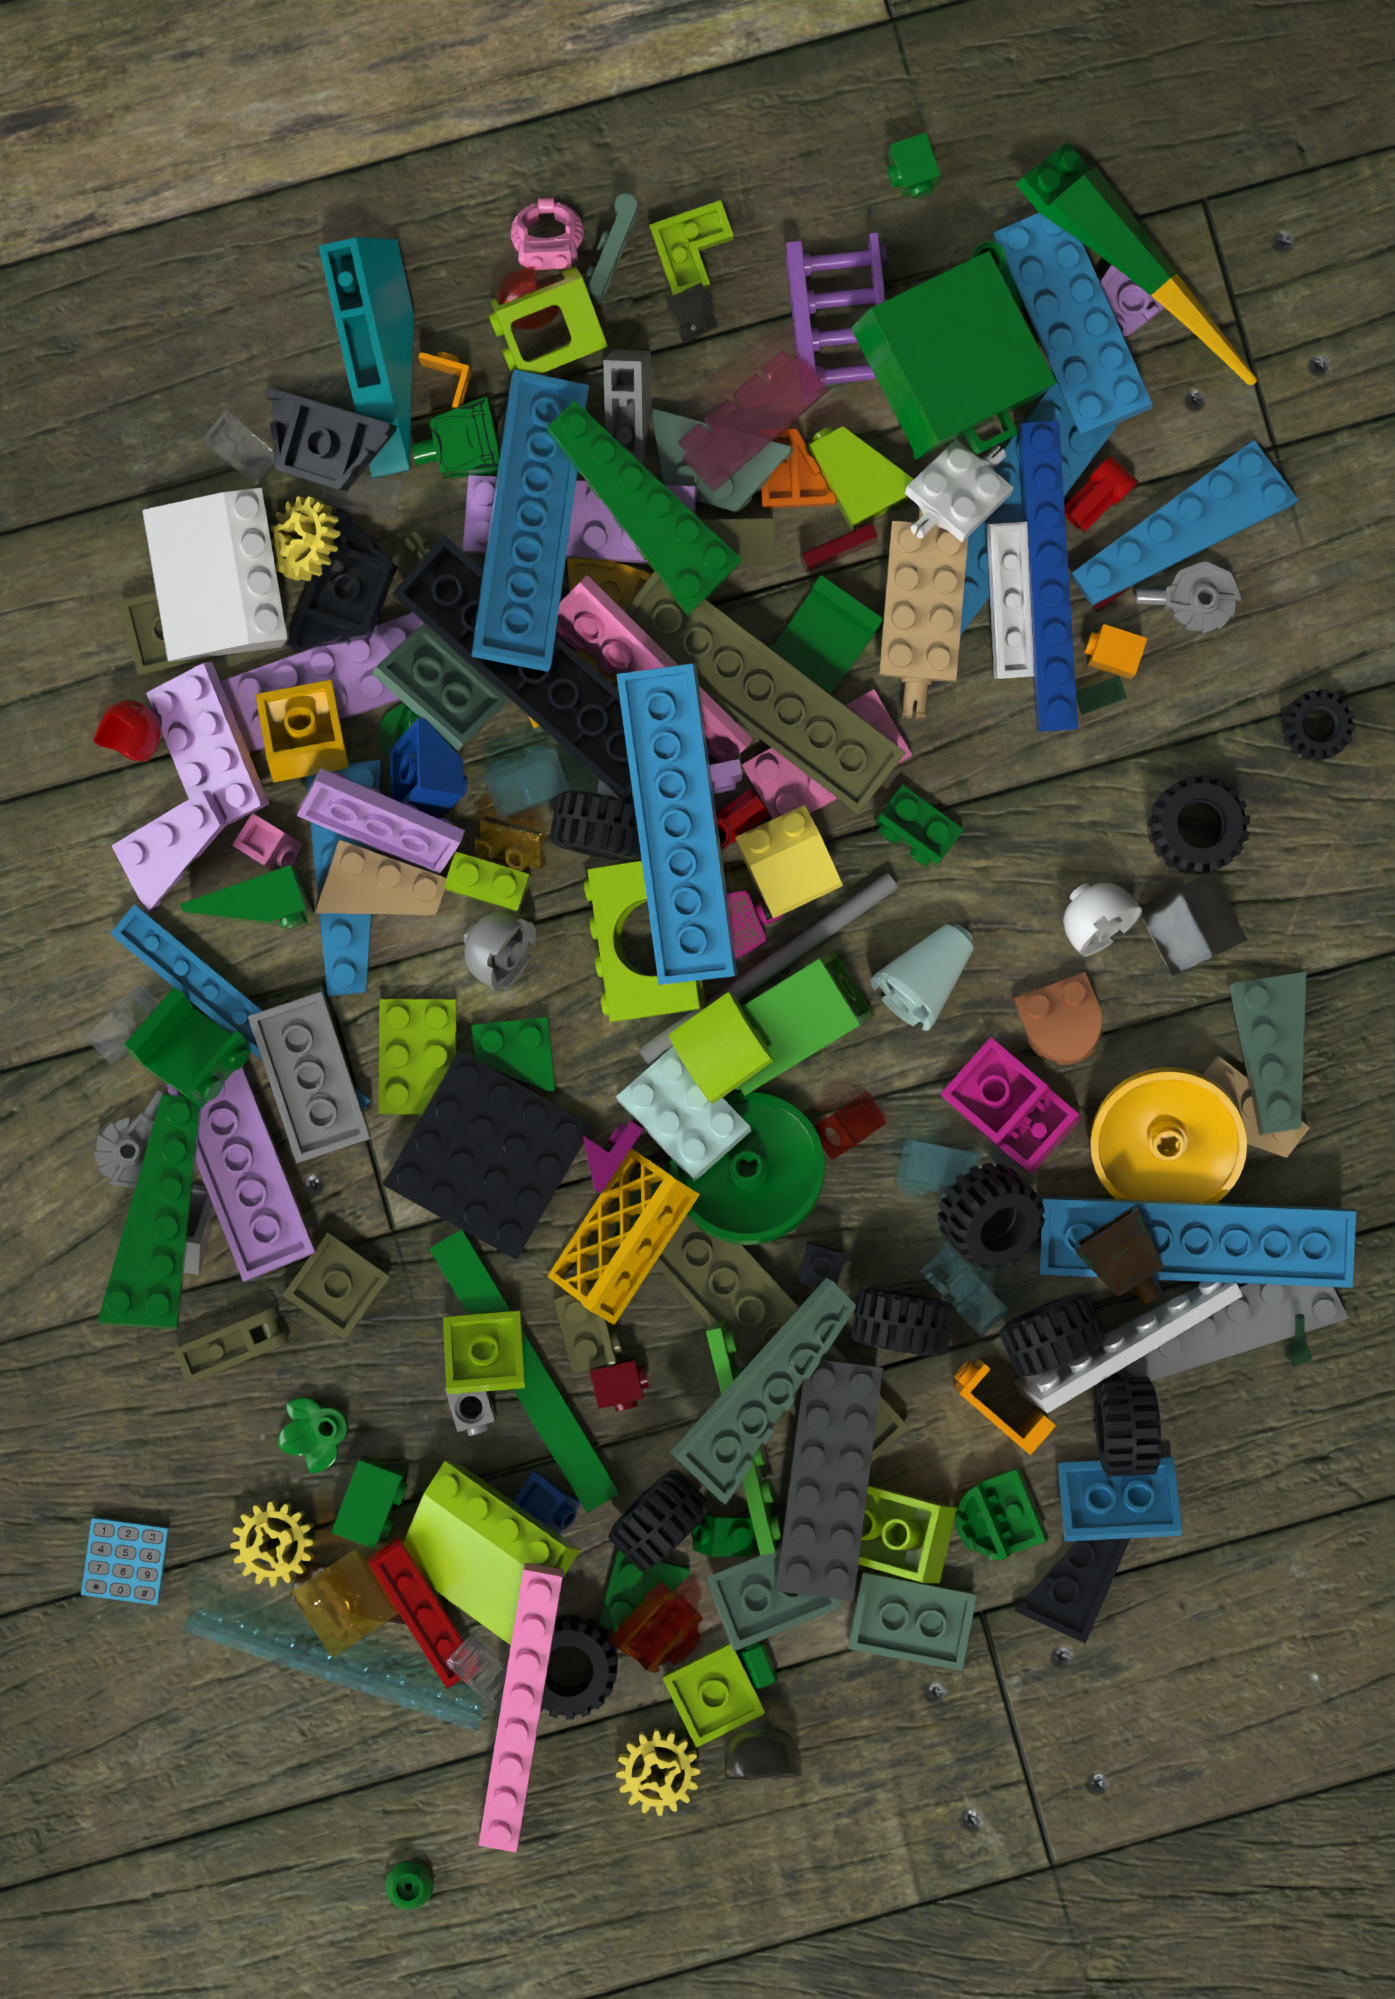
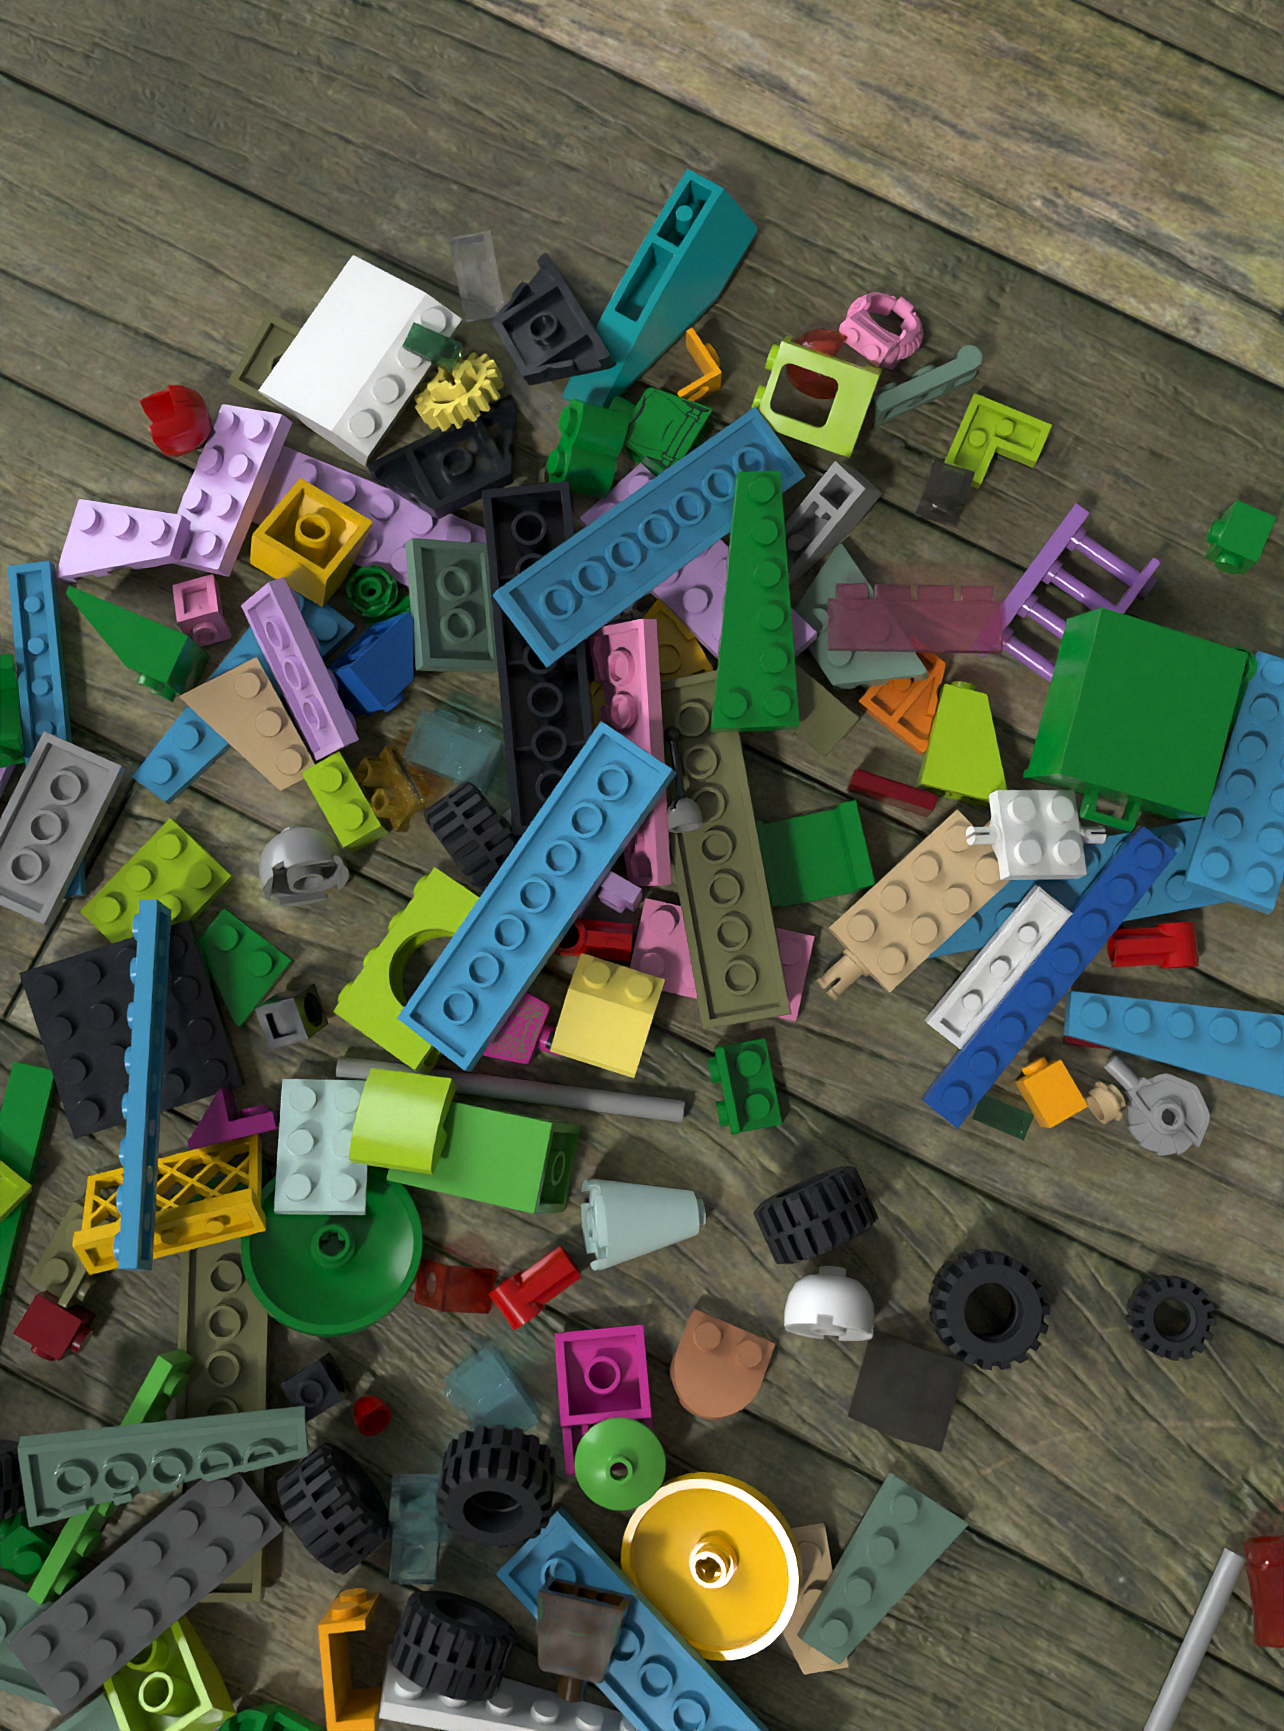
camera: 50 degrees right, 5 degrees down
(264, 525) = (433, 347): none -> clear green piece
(358, 727) = (362, 583): none -> green plate
(428, 499) = (588, 447): none -> green brick
(549, 1183) = (142, 1102): none -> dark azure plate
(585, 1050) = (291, 1016): none -> black brick
(719, 684) = (683, 813): none -> hinge
(871, 1252) = (371, 1415): none -> red hinge
(899, 1085) = (527, 1292): none -> red piece
(1037, 865) = (816, 1215): none -> black tyre
(1041, 1118) = (624, 1442): none -> bright green dish
(1157, 625) = (1105, 1102): none -> tan plate

